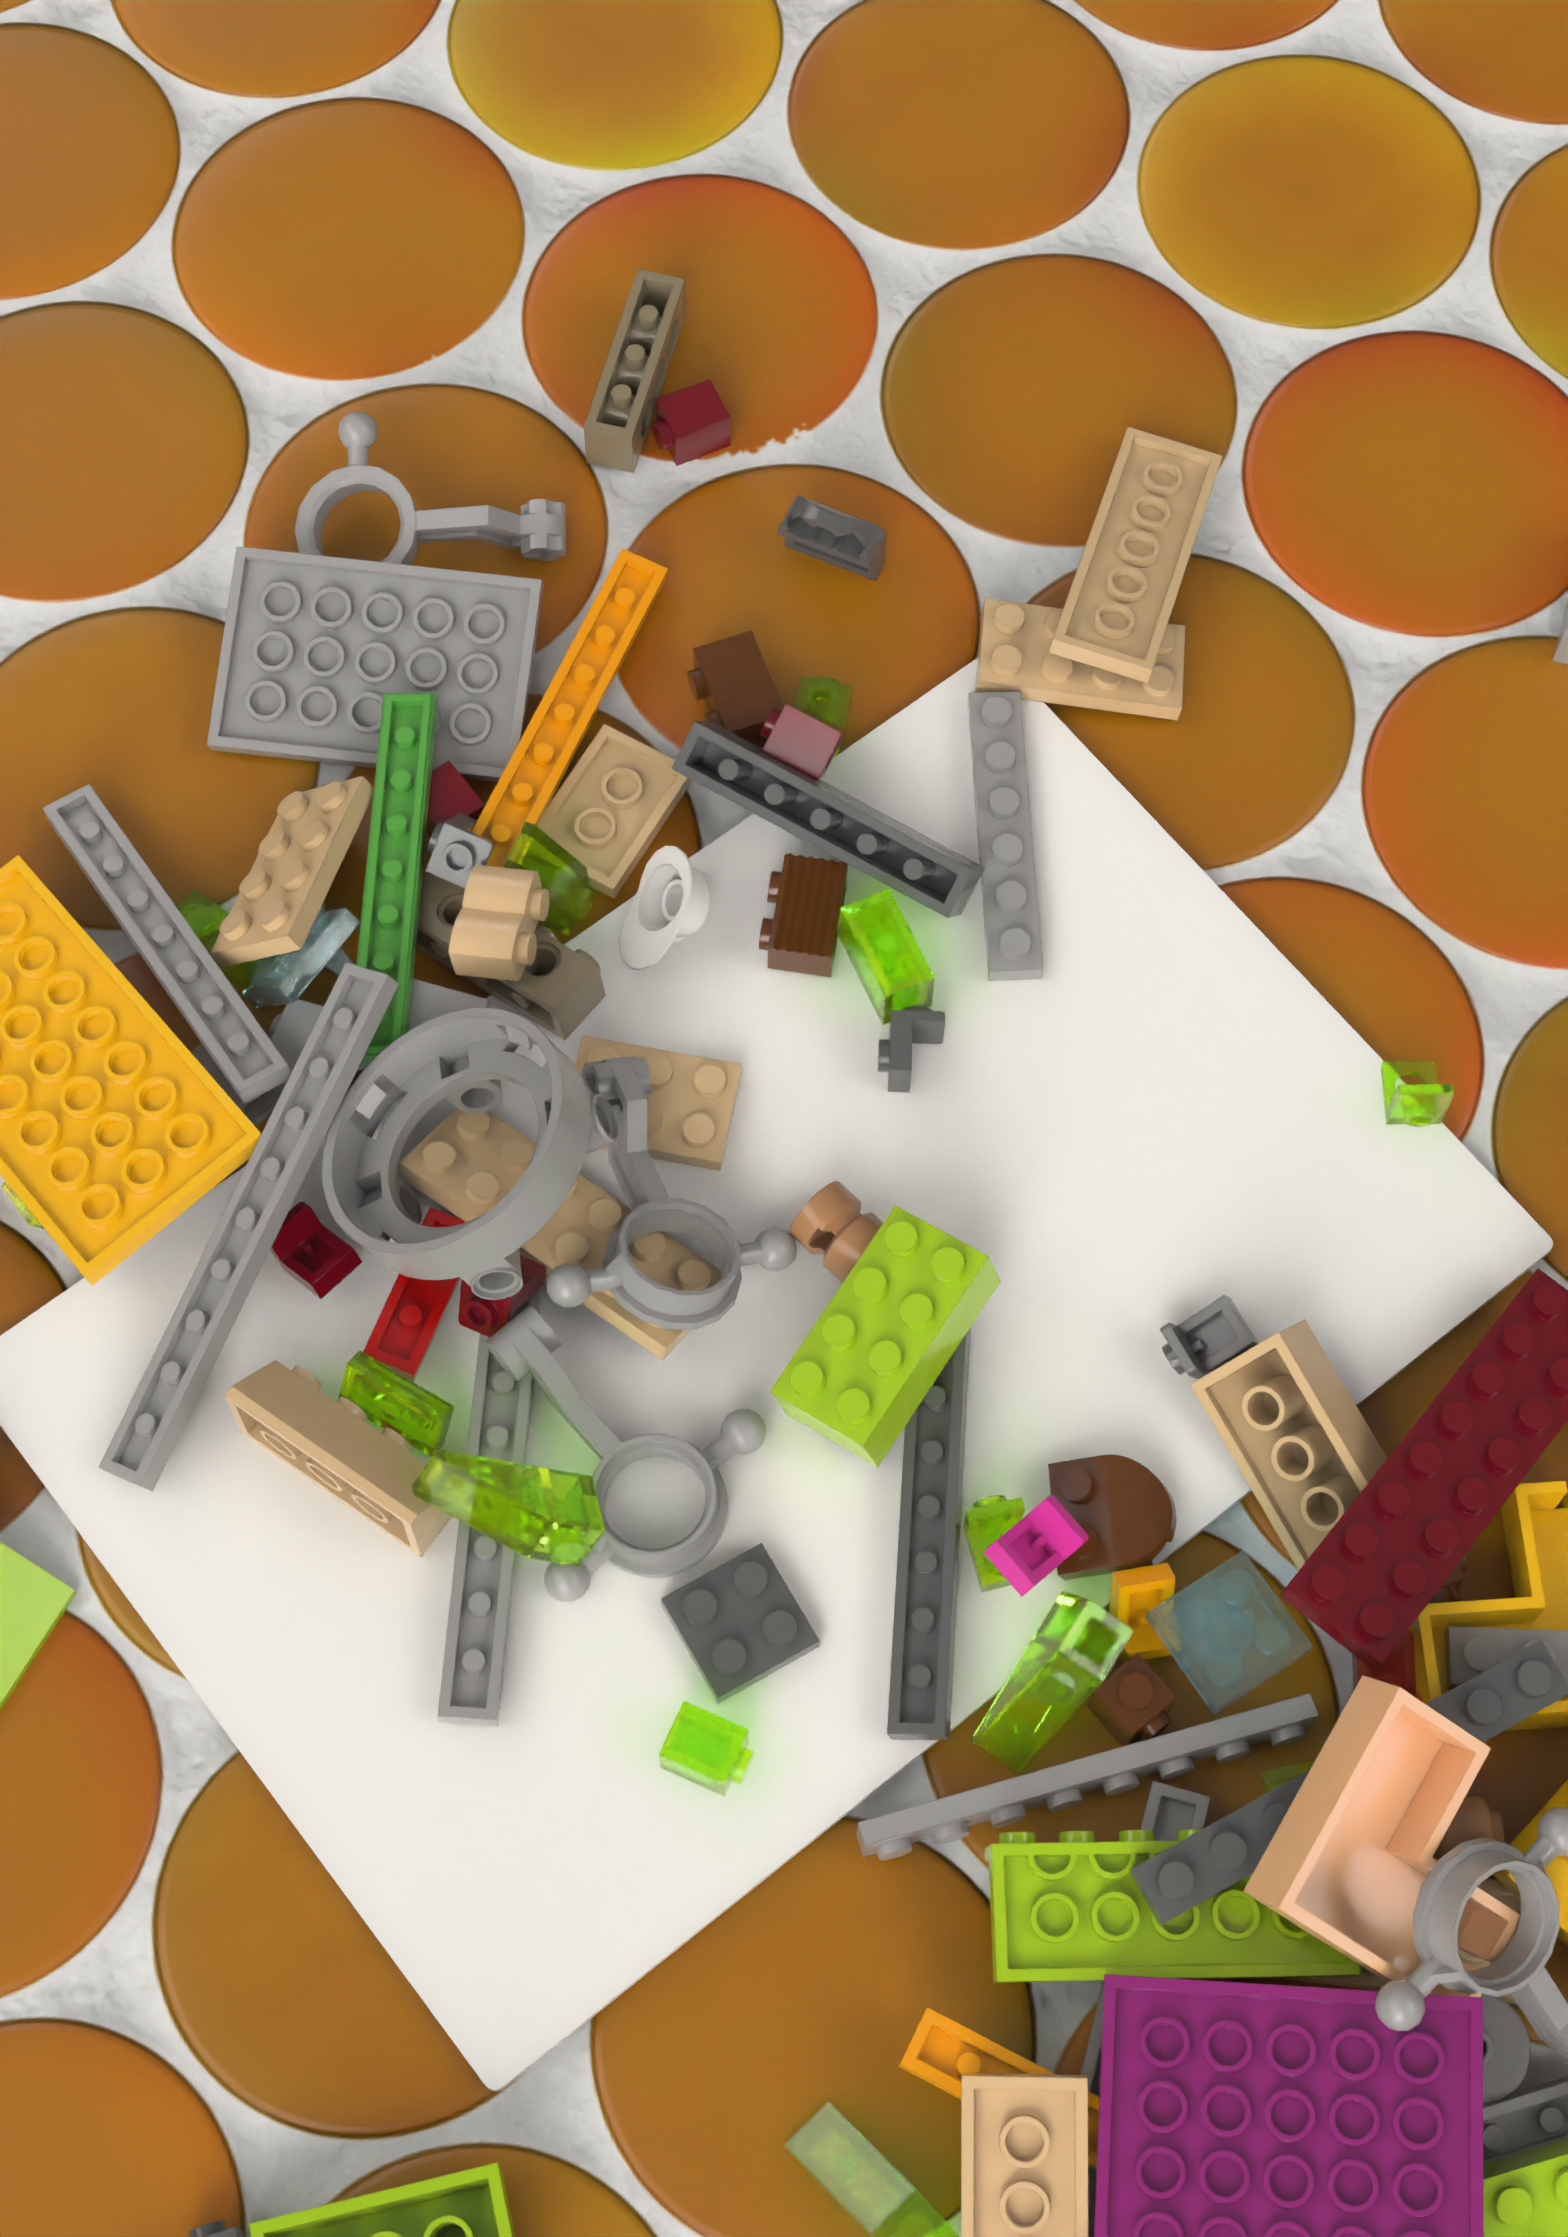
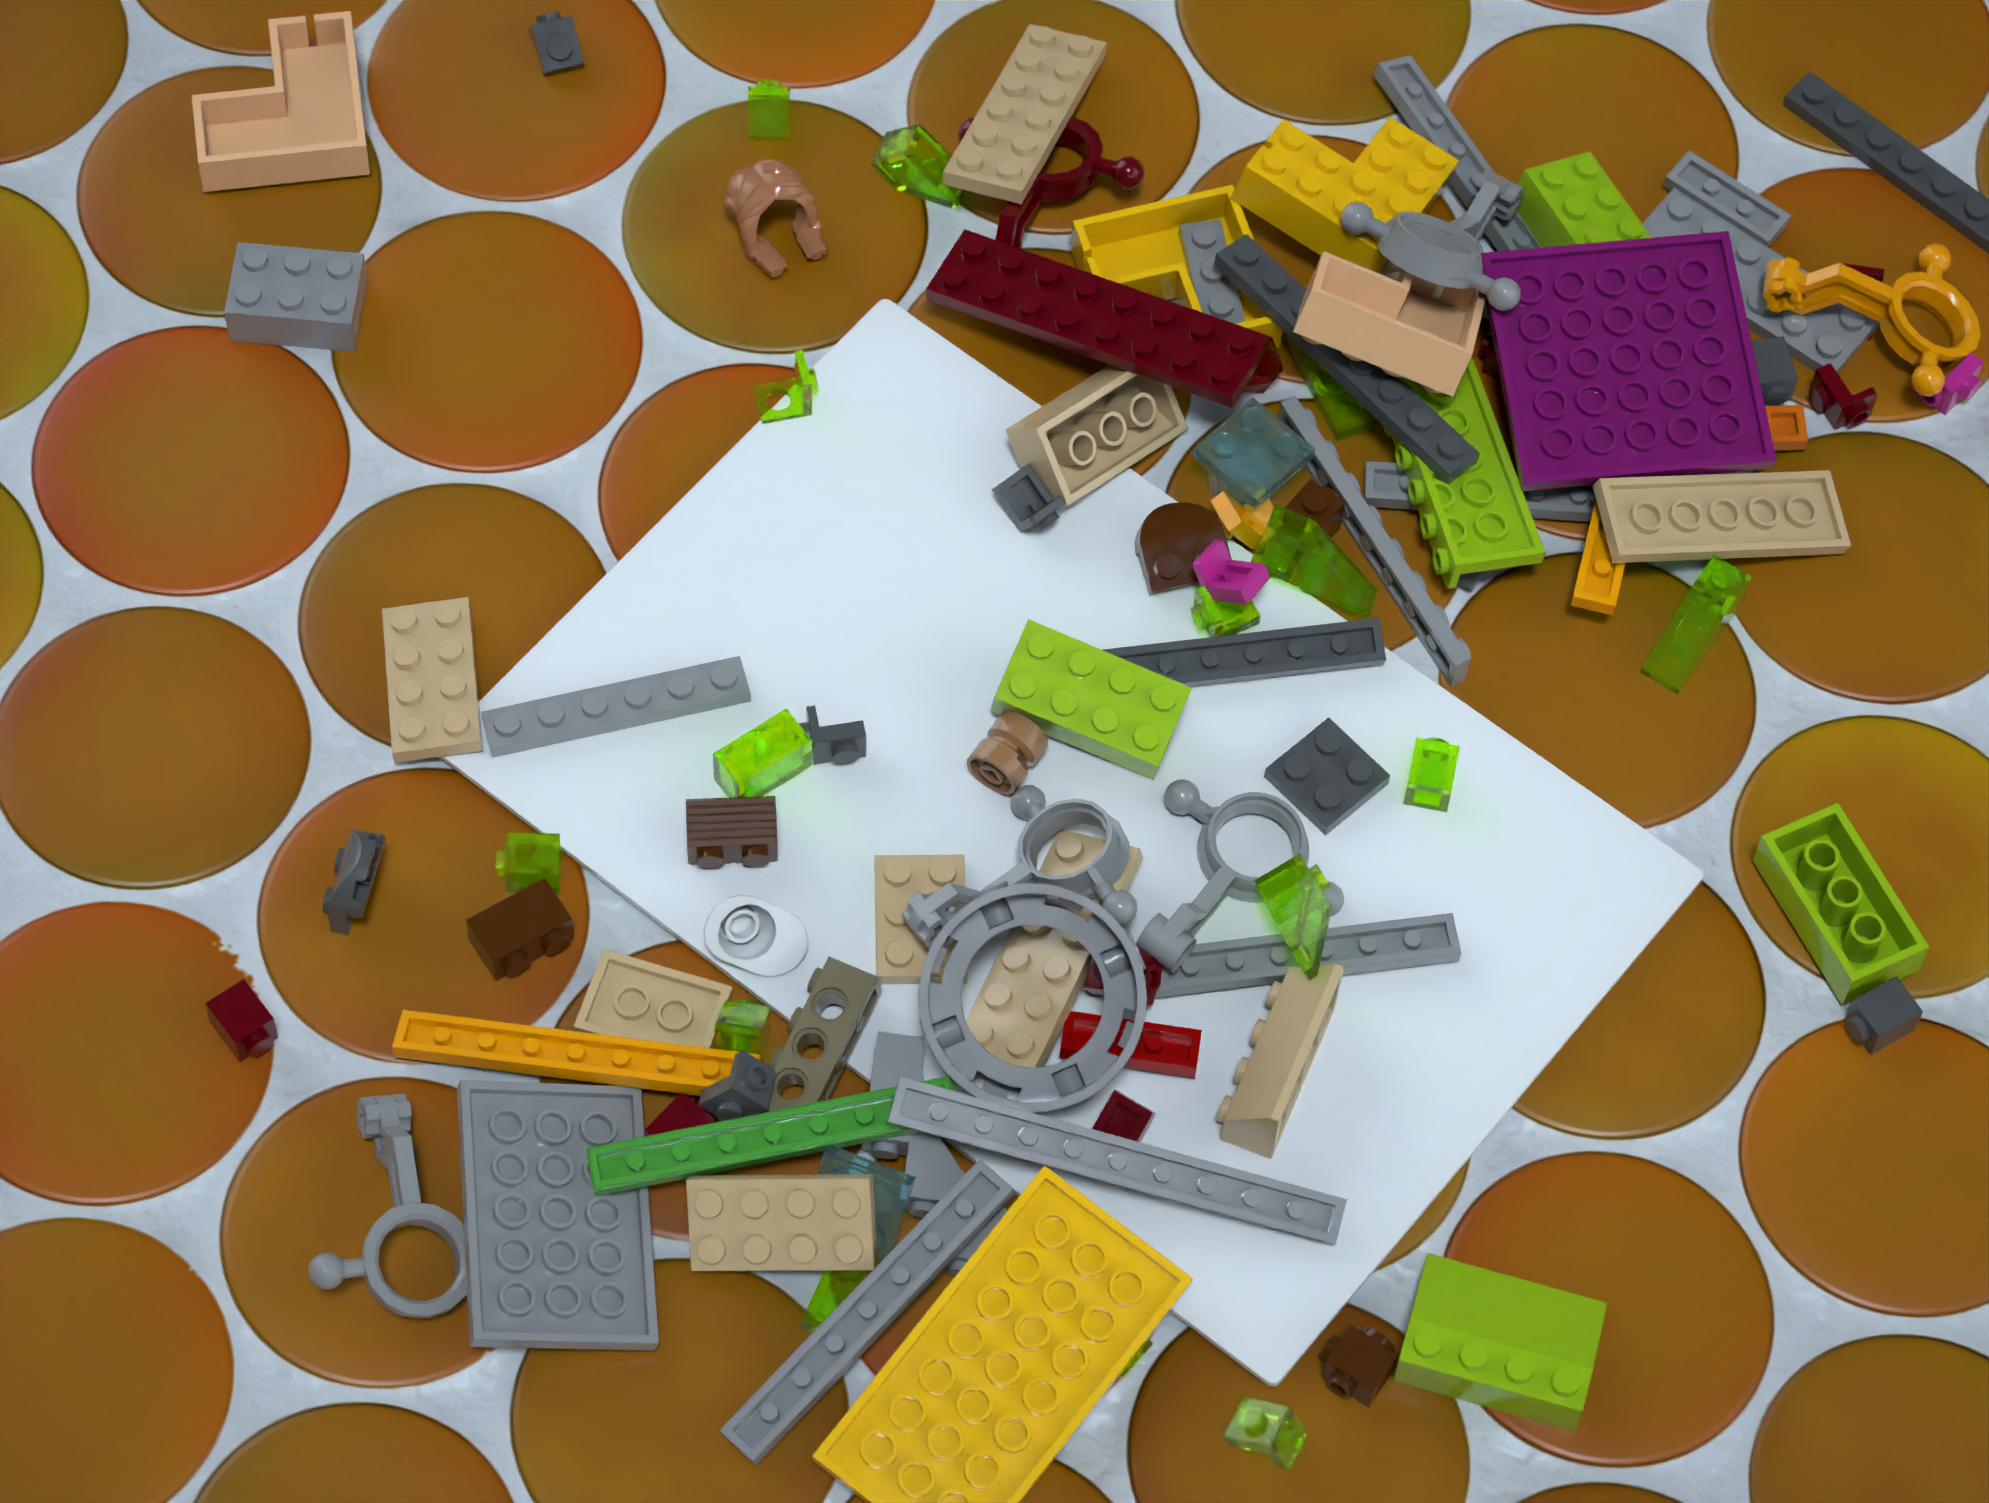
camera: 105 degrees left, 5 degrees down
(397, 1403) = (1227, 1038): clear neon green plate -> none
(498, 923) = (811, 1032): tan brick -> none
(635, 371) = (199, 1070): dark tan brick -> none
(802, 739) = (575, 850): brick -> none
(828, 819) = (645, 822): dark grey brick -> none
(1136, 555) = (327, 643): tan plate -> none

